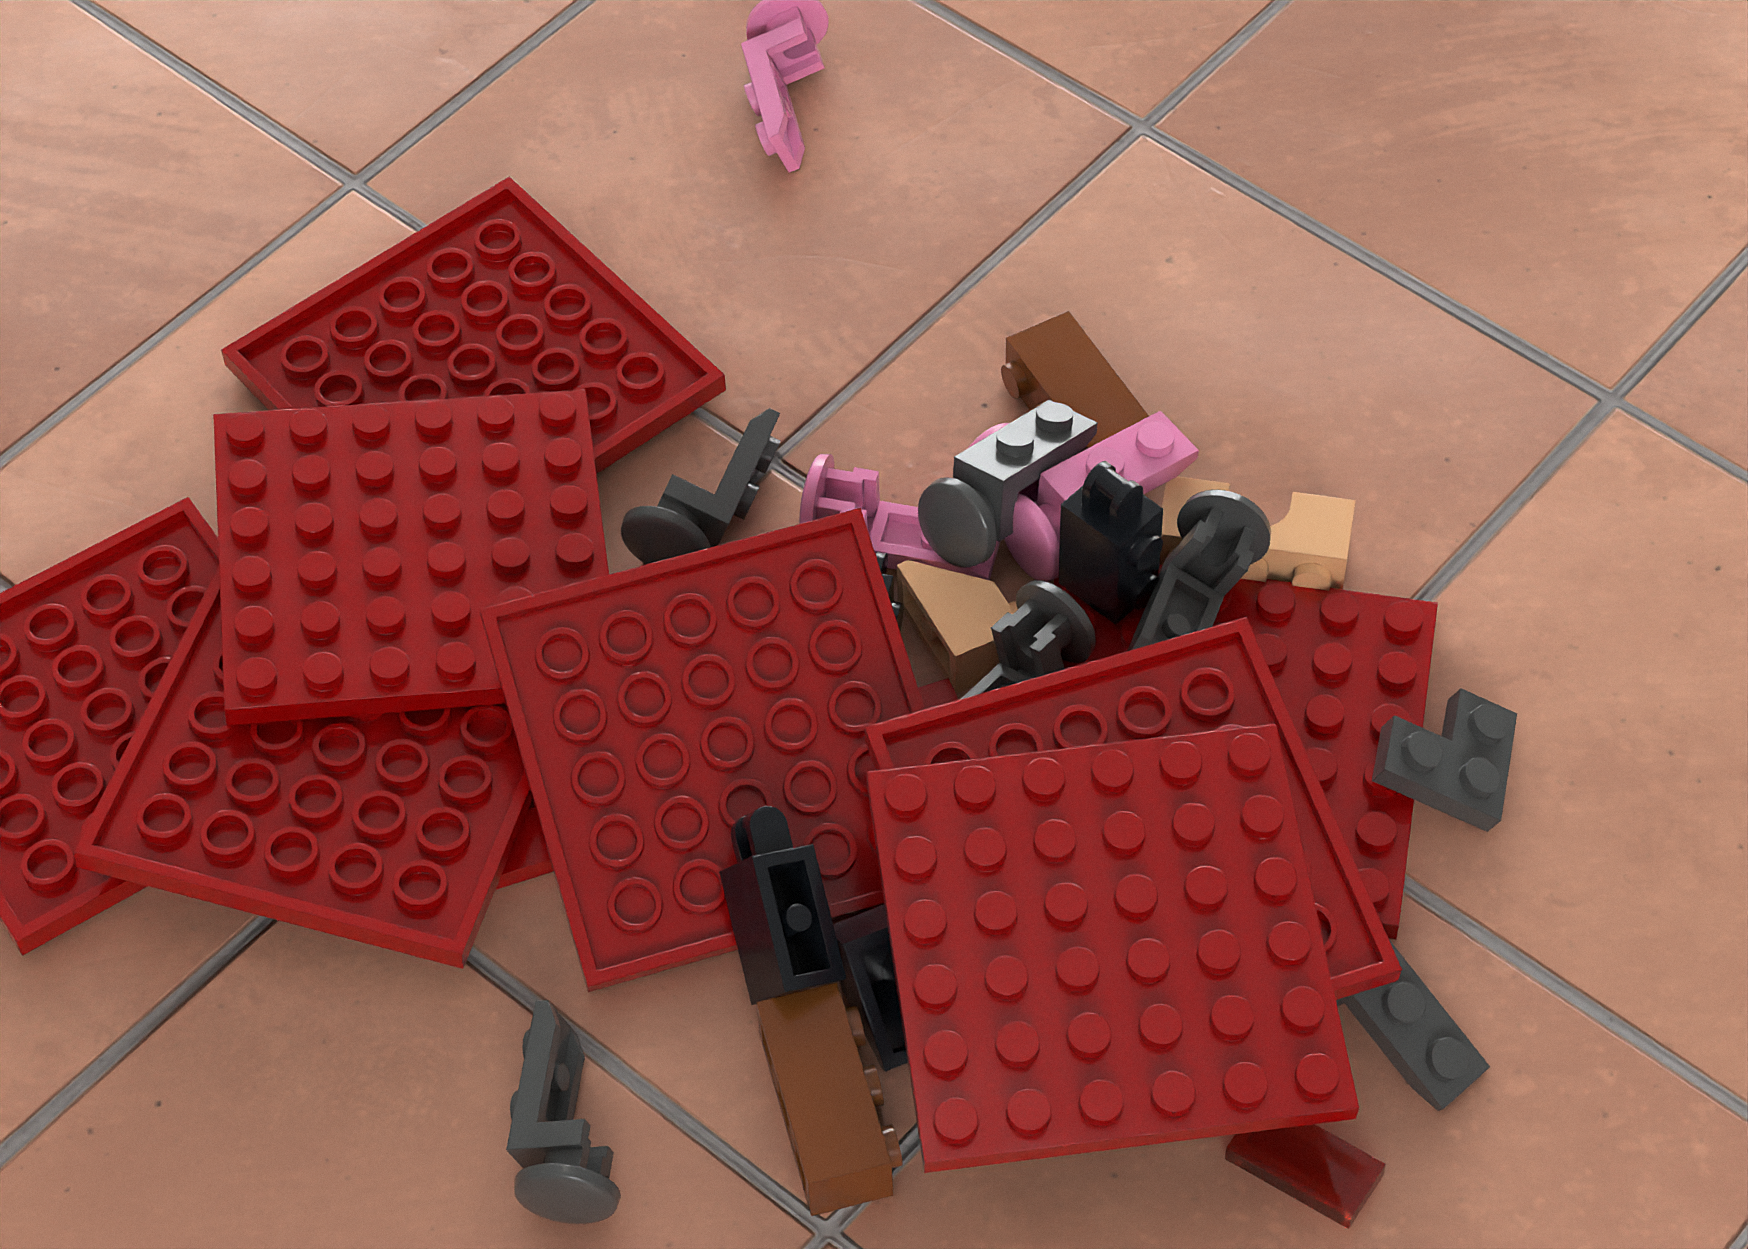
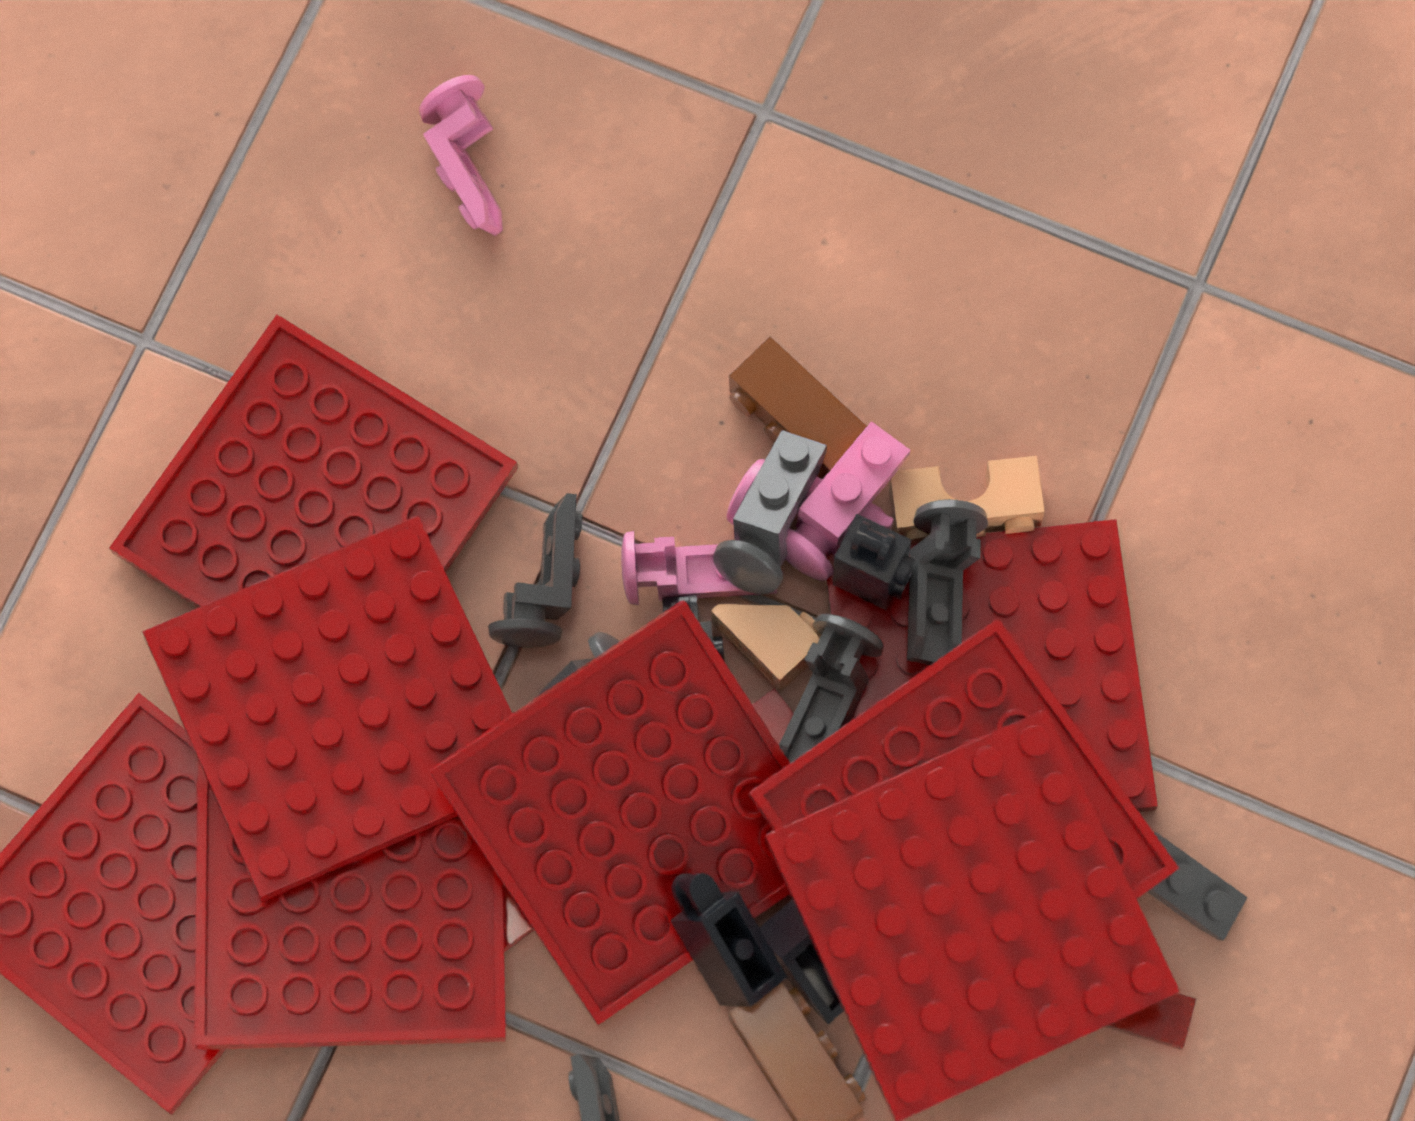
camera: 15 degrees left, 20 degrees up
(1454, 772) = (1171, 663): dark grey plate -> none

